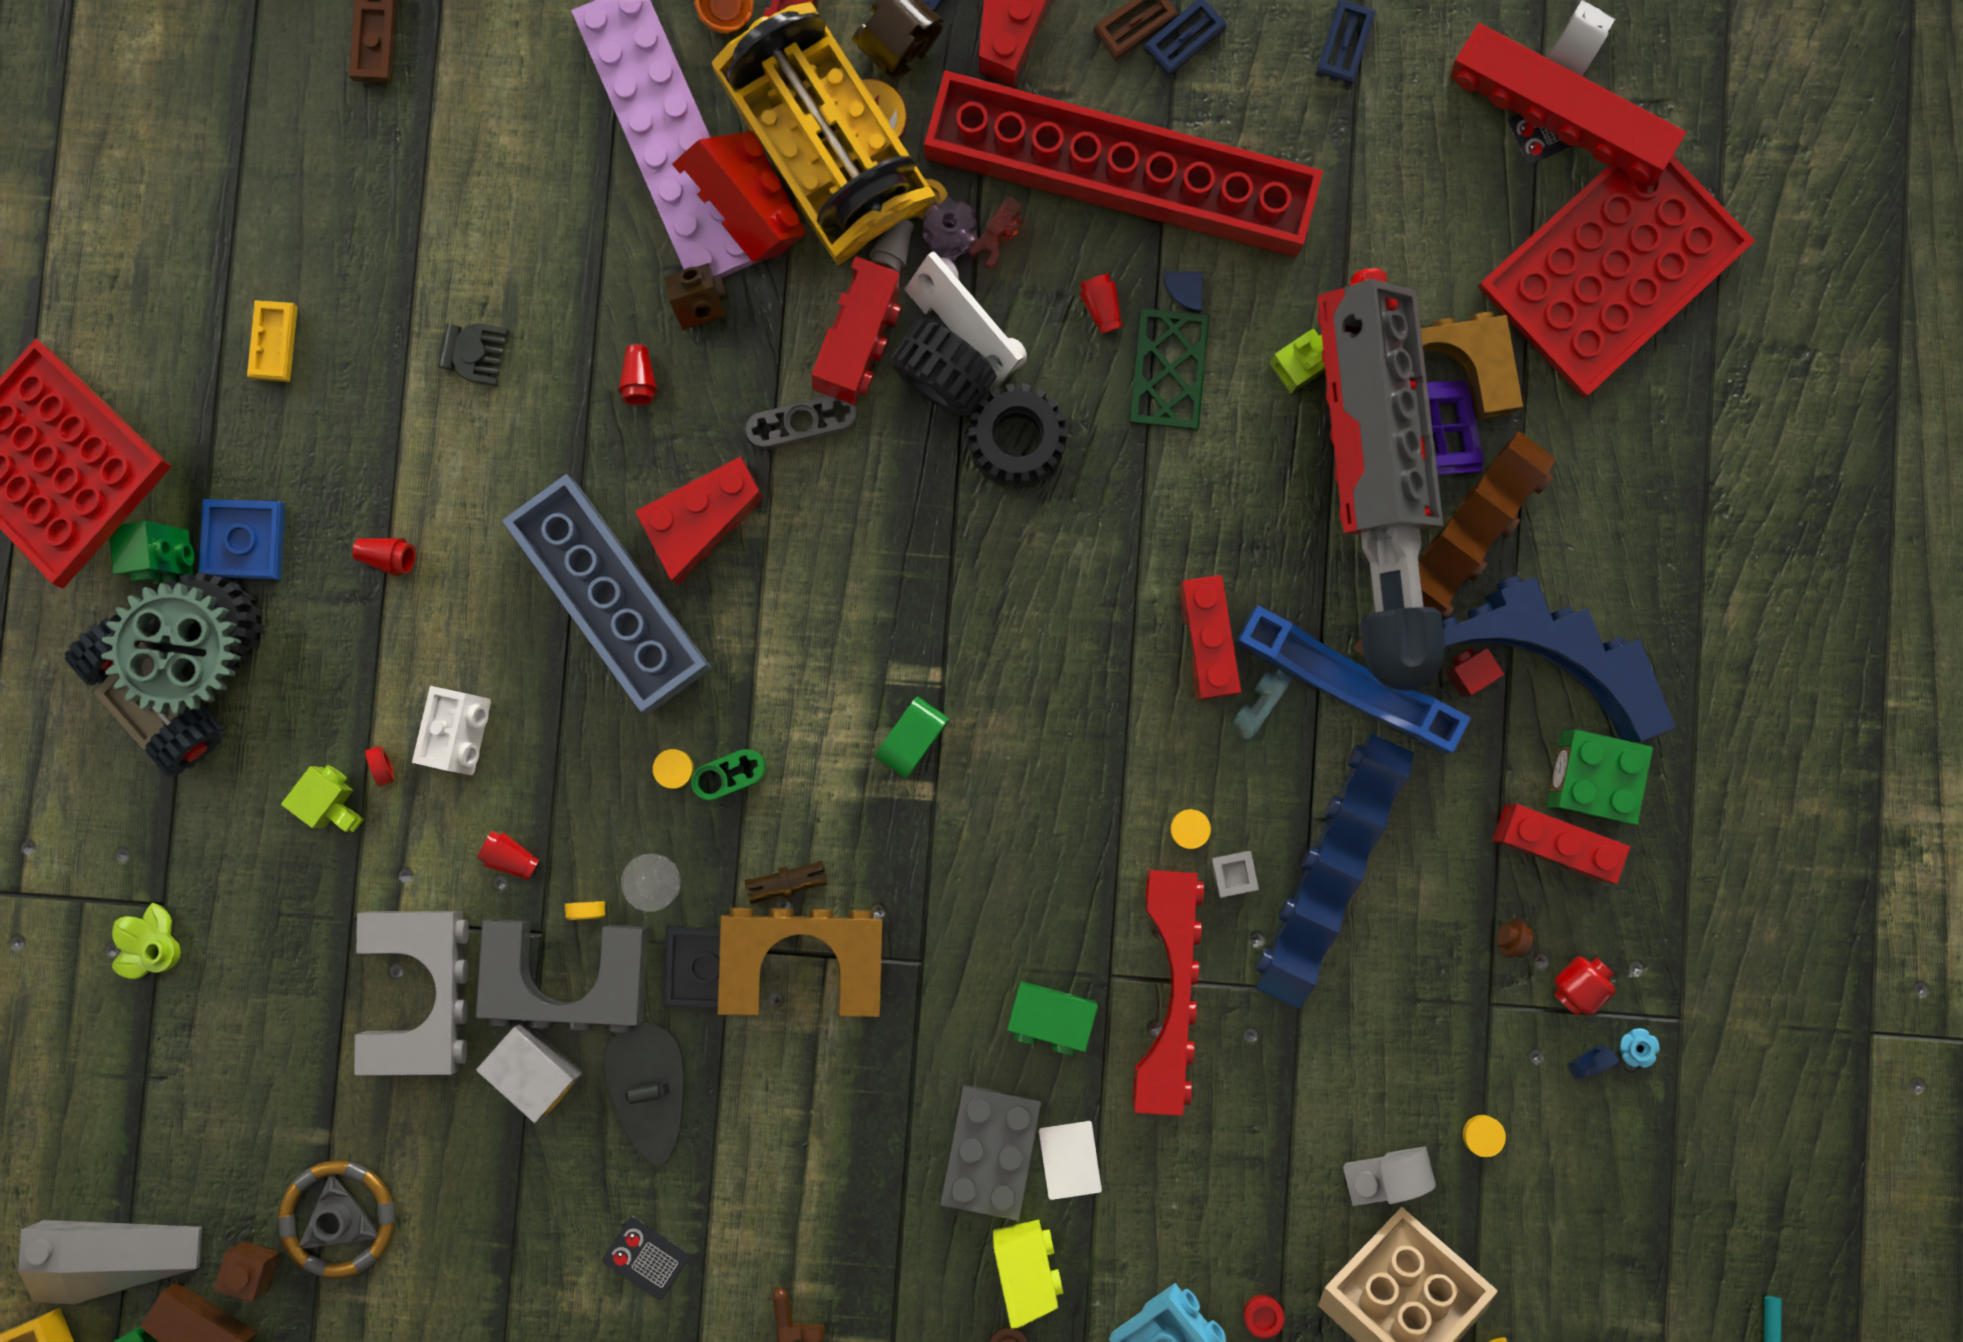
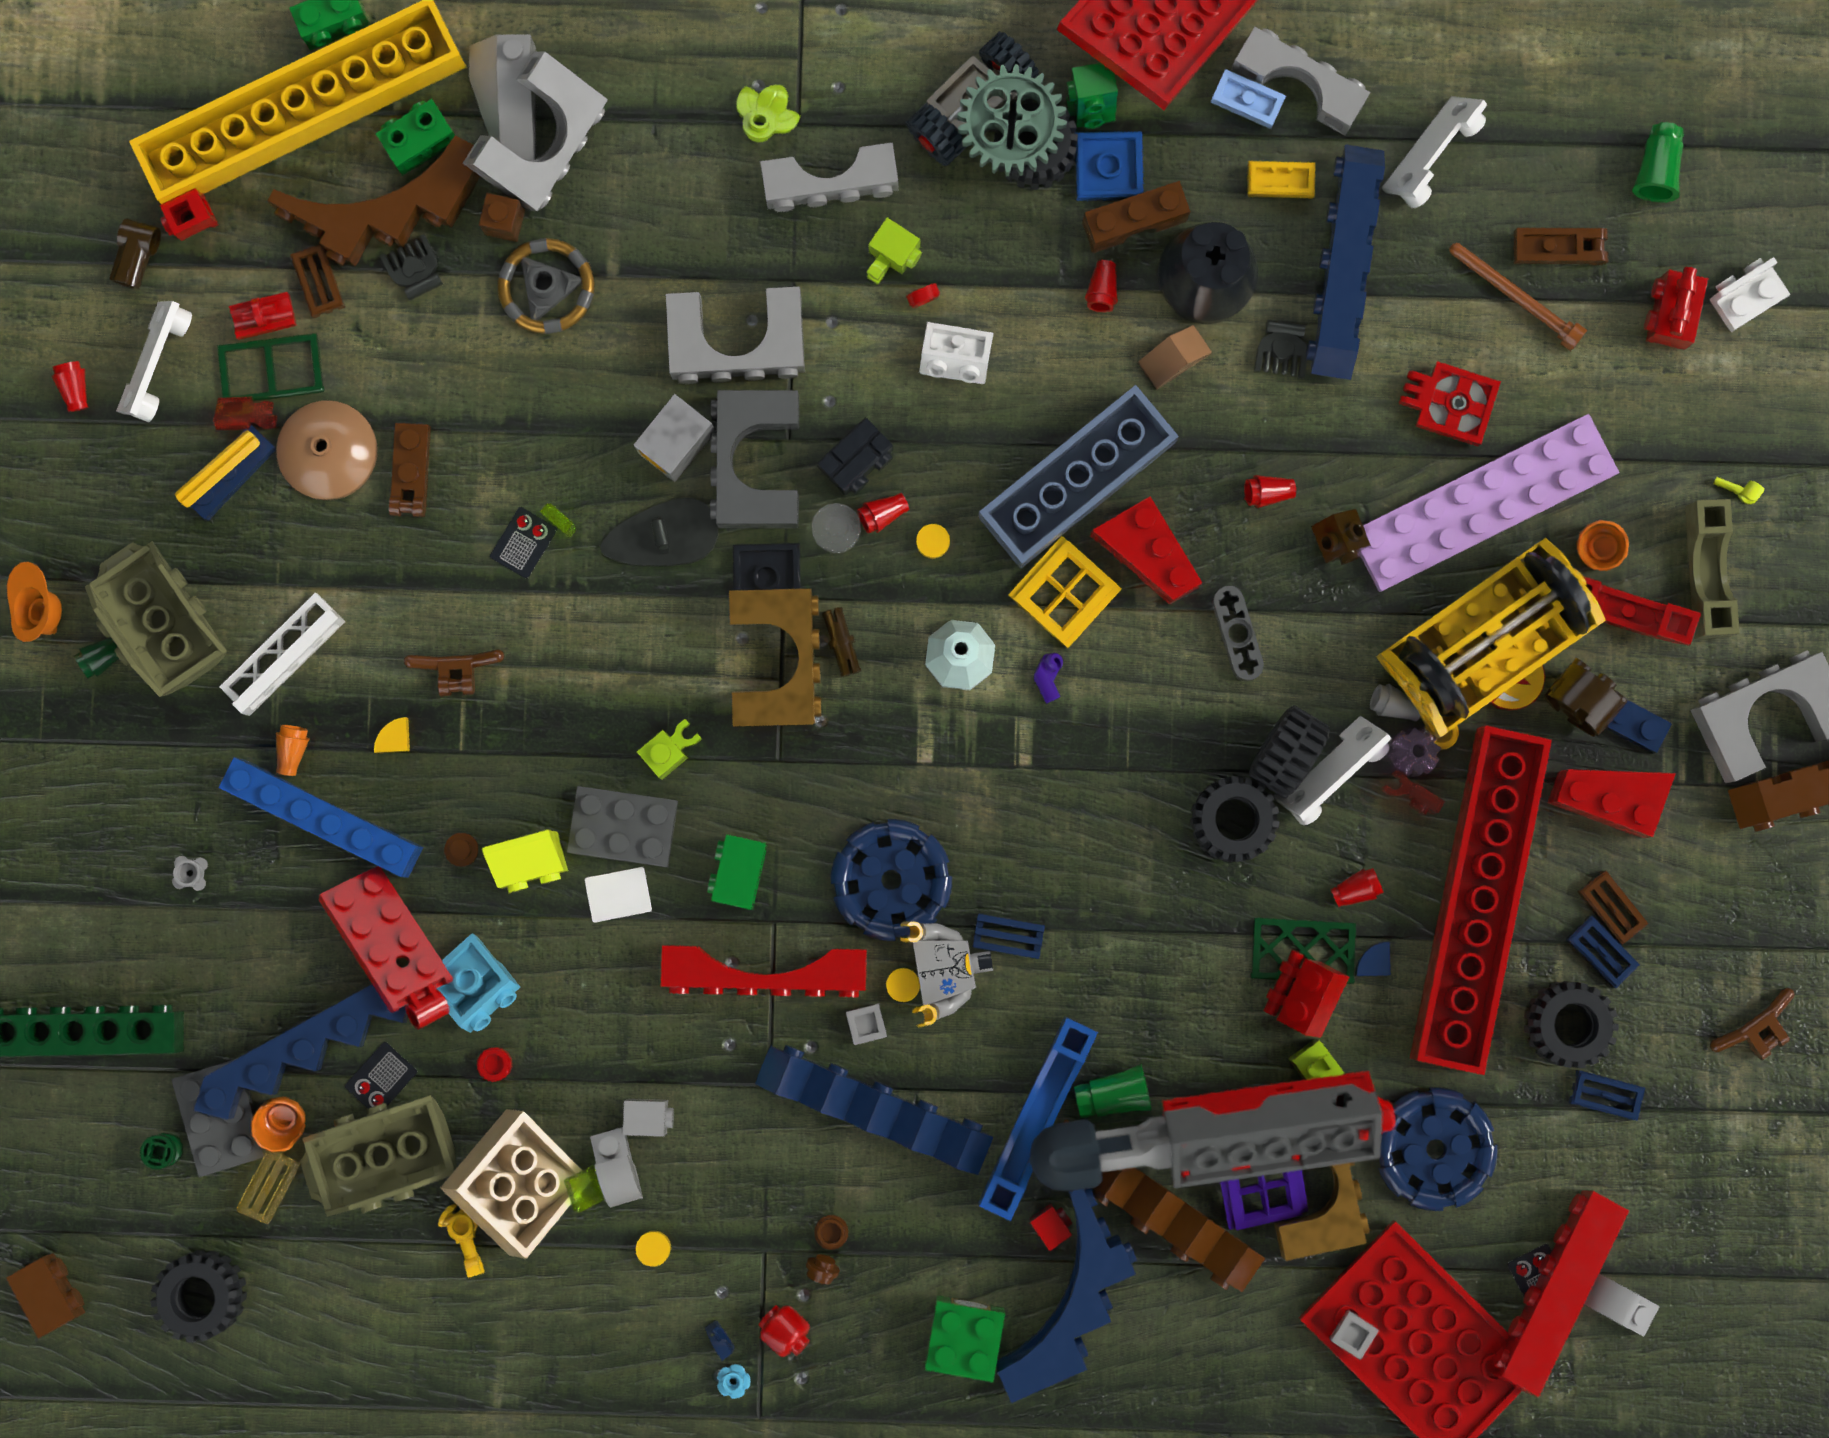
camera: 90 degrees right, 0 degrees up
(122, 1175) = (575, 111): none -> light grey arch
(126, 344) = (1267, 58): none -> light grey arch
(173, 373) = (1248, 99): none -> light blue plate
(229, 822) = (790, 185): none -> light grey arch
(272, 186) = (1413, 172): none -> white brick
(295, 489) = (1149, 210): none -> reddish brown arch
(374, 270) = (1346, 262): none -> dark blue brick
(390, 435) = (1204, 290): none -> black cone
(473, 476) = (1174, 356): none -> medium nougat slope
(476, 27) = (1568, 332): none -> dark orange piece
(507, 856) = (852, 406): red cone -> none
(547, 162) = (1452, 402): none -> red piece
(568, 854) = (856, 457): none -> black brick
(585, 910) = (810, 474): yellow tile -> none
(620, 1215) = (558, 520): none -> clear neon green tile
(635, 827) = (881, 512): none -> red cone
(734, 762) = (942, 592): green beam -> none
(745, 192) = (1433, 574): red wedge -> none
(766, 593) = (1086, 612): none -> yellow piece
(827, 748) = (960, 670): none -> light aqua cone
(838, 645) = (1046, 674): none -> dark purple arm
(858, 333) = (1315, 677): red wedge -> none
(906, 1097) = (665, 753): none -> lime brick
(911, 737) = (969, 742): green beam -> none
(1092, 841) = (876, 864): none -> dark blue plate
(1146, 671) = (1009, 936): none -> dark blue tile
(1175, 780) = (944, 968): none -> light grey torso
(1210, 636) = (1068, 993): red arch -> none
(1225, 360) = (1311, 996): none -> red brick
(1251, 718) = (1000, 1032): clear light blue plate -> none
(1275, 45) = (1598, 1030): none -> black tyre
(1326, 591) = (1114, 1094): none -> green plant
(1333, 1137) = (647, 1117): none -> light grey brick
(1407, 212) = (1456, 1154): none -> dark blue plate
(1415, 1217) = (584, 1189): none -> clear neon green tile
(1471, 926) = (831, 1232): none -> reddish brown plate
(1561, 843) = (905, 1306): red arch -> none
(1608, 335) = (1354, 1334): none -> light grey plate

